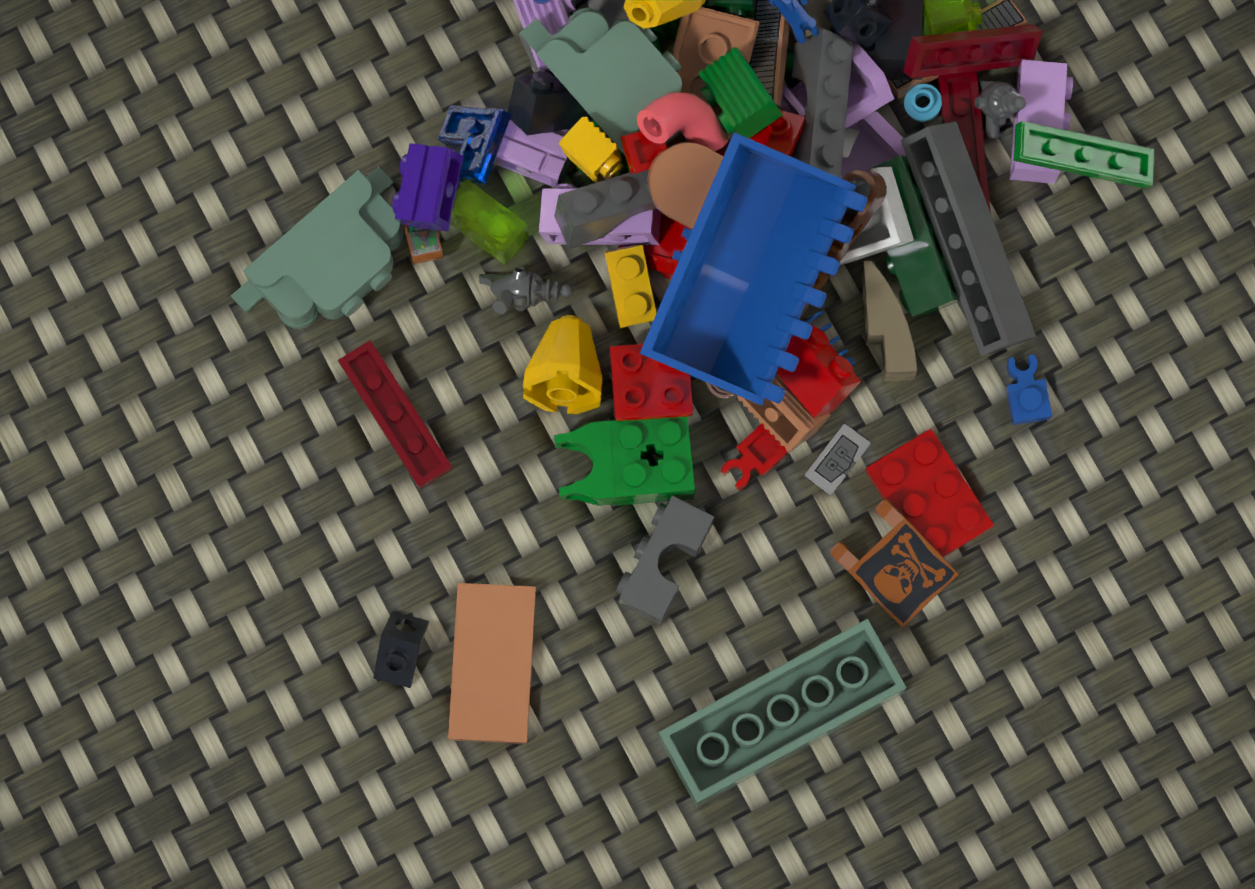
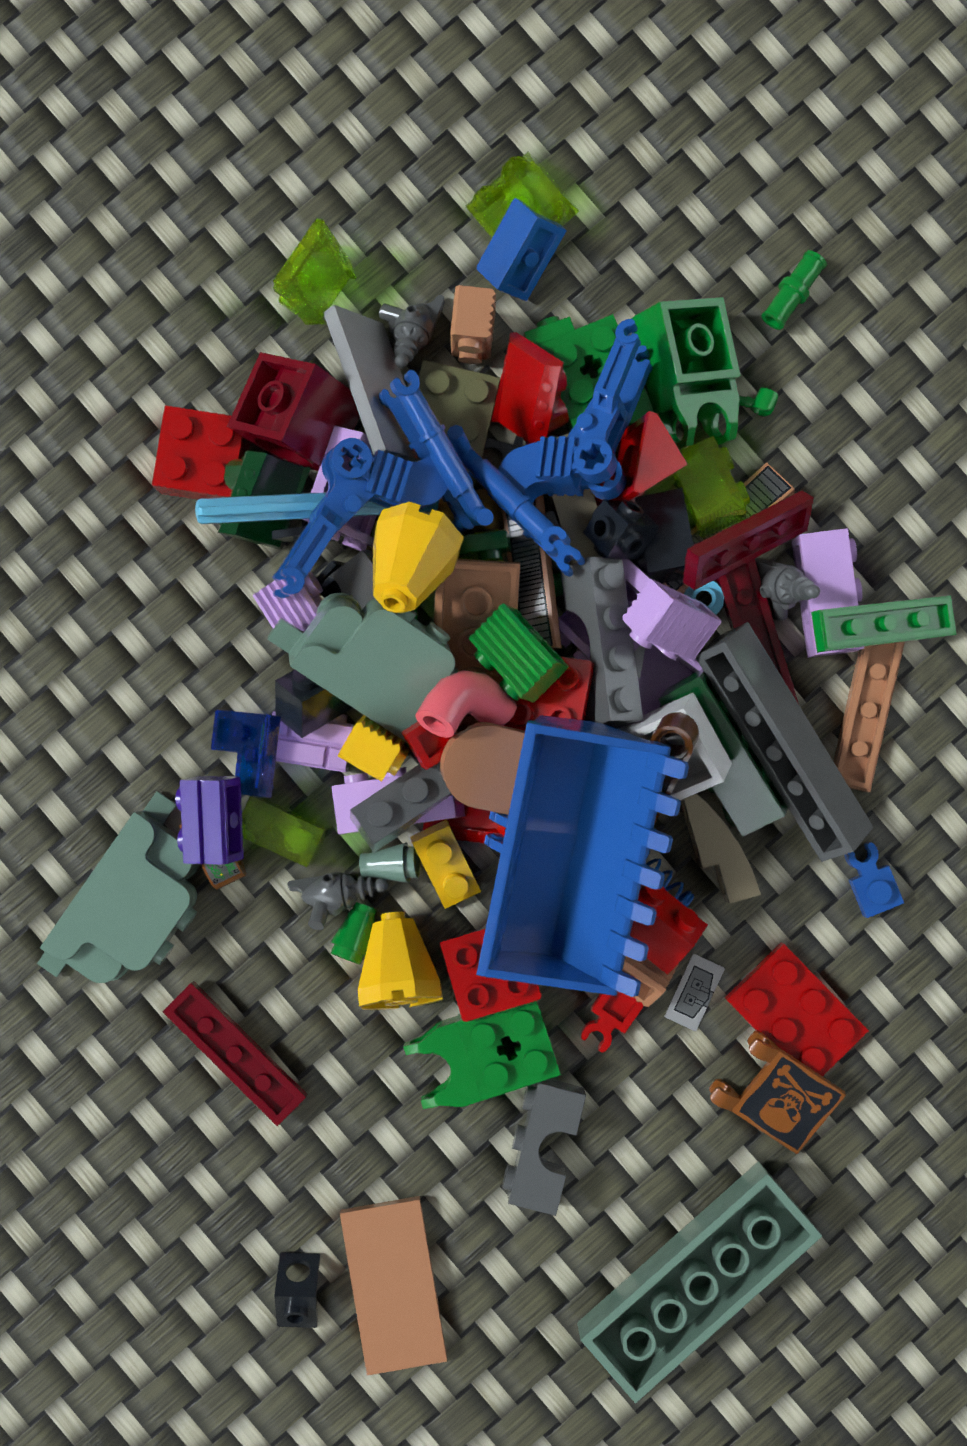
camera: 20 degrees left, 10 degrees up
(528, 332) = (354, 934): none -> green cone
(582, 275) = (392, 863): none -> sand green cone
(884, 99) = (670, 621): none -> lavender brick
(1055, 237) = (867, 714): none -> nougat tile

